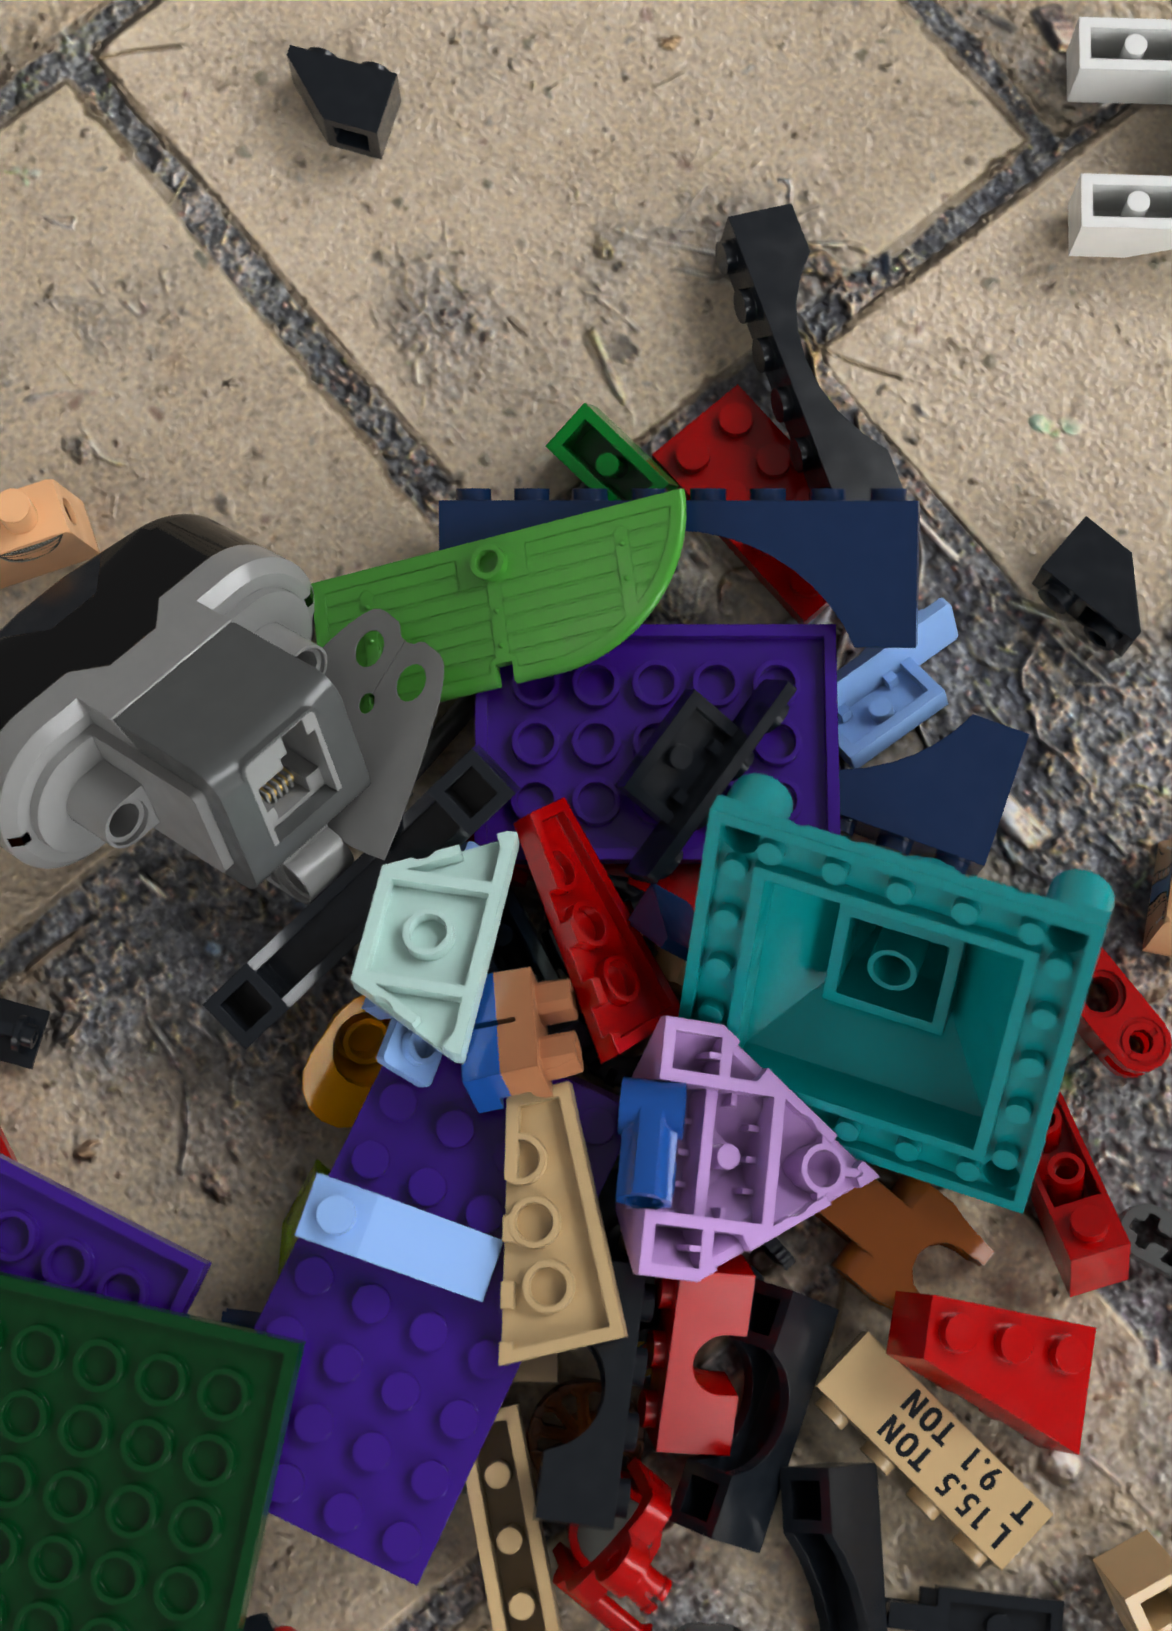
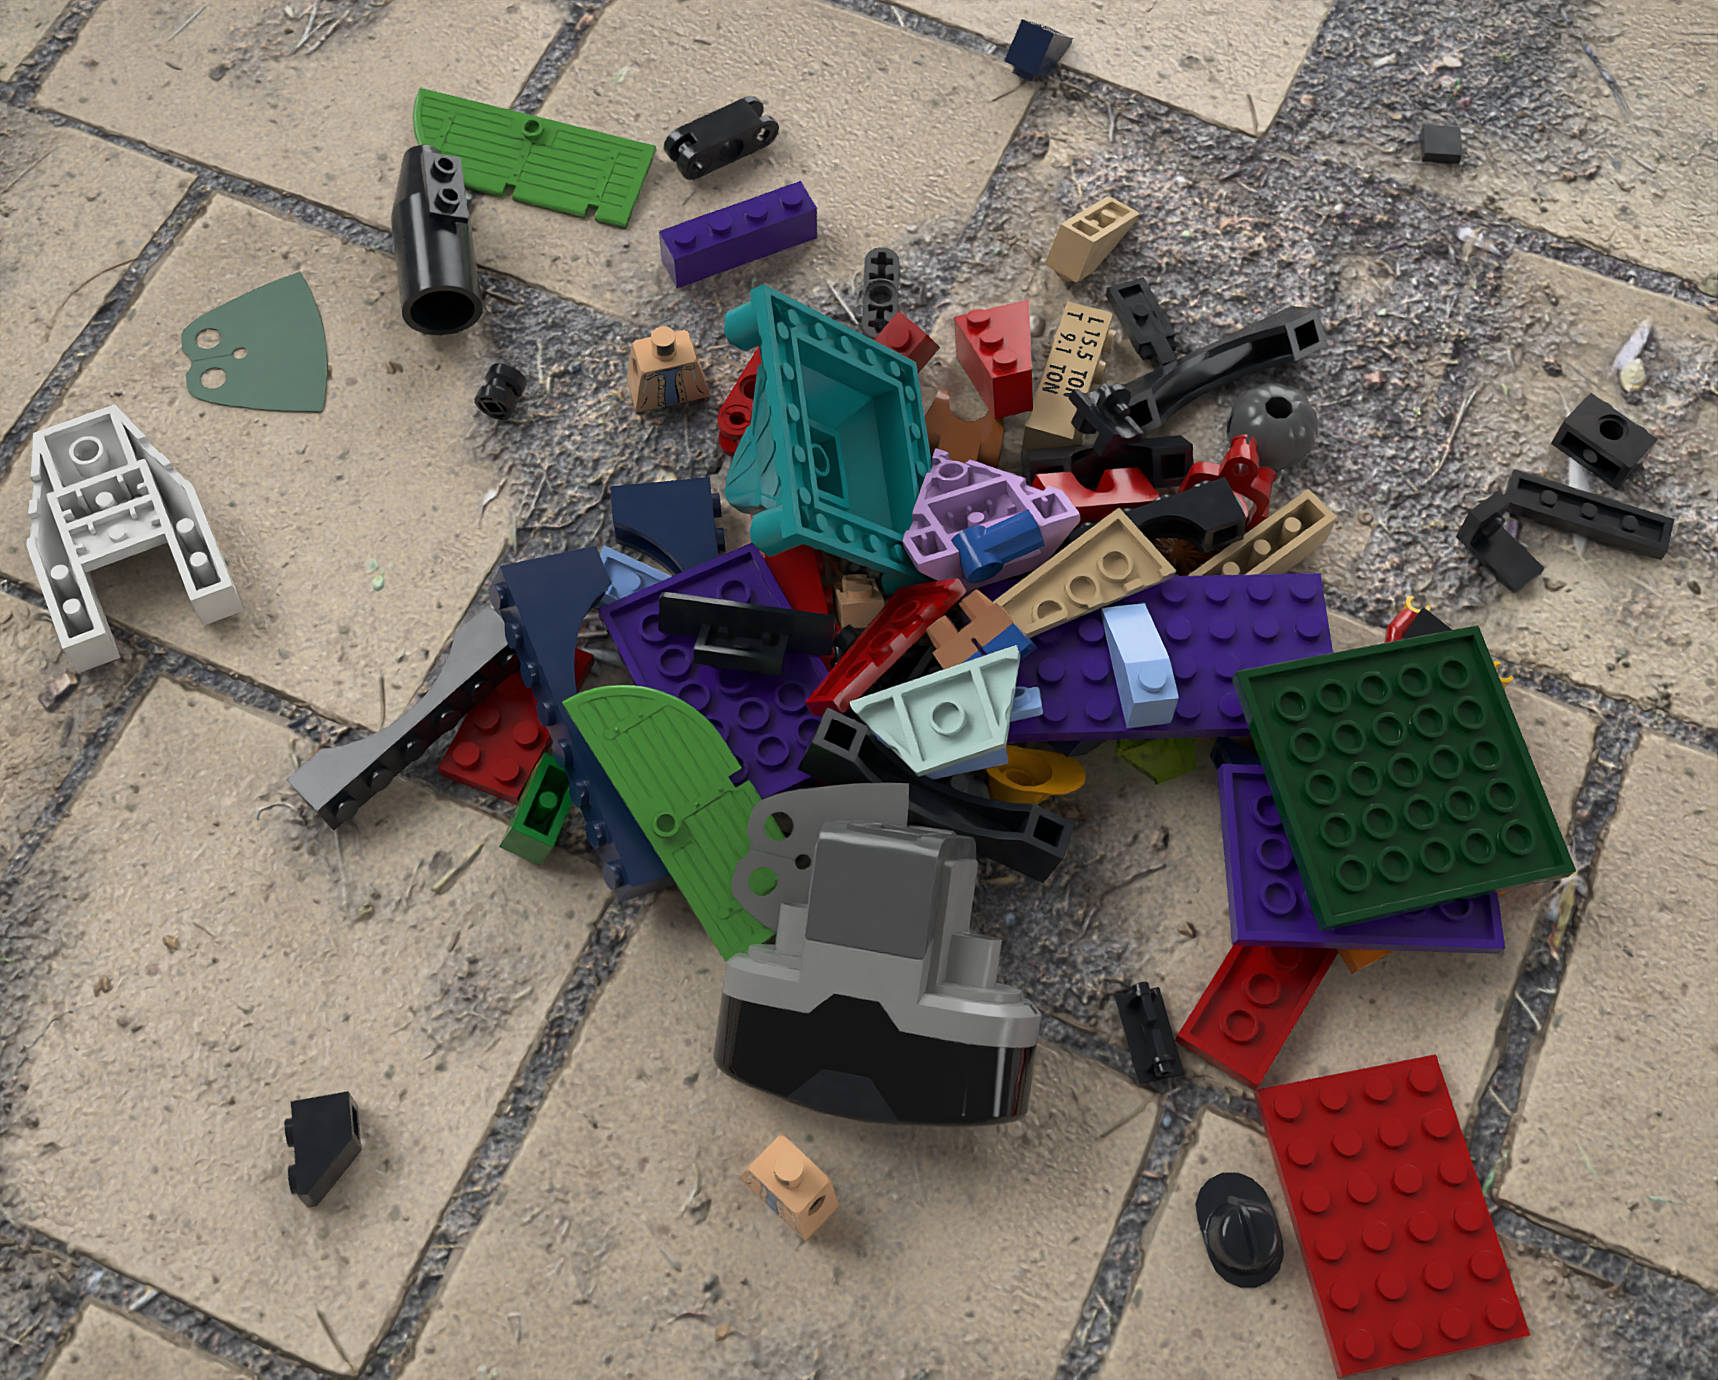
camera: 120 degrees left, 15 degrees down
(664, 920) = (854, 610): dark blue slope -> none
(809, 1435) = (1106, 413): none -> black hips
(1095, 585) = (484, 498): black slope -> none

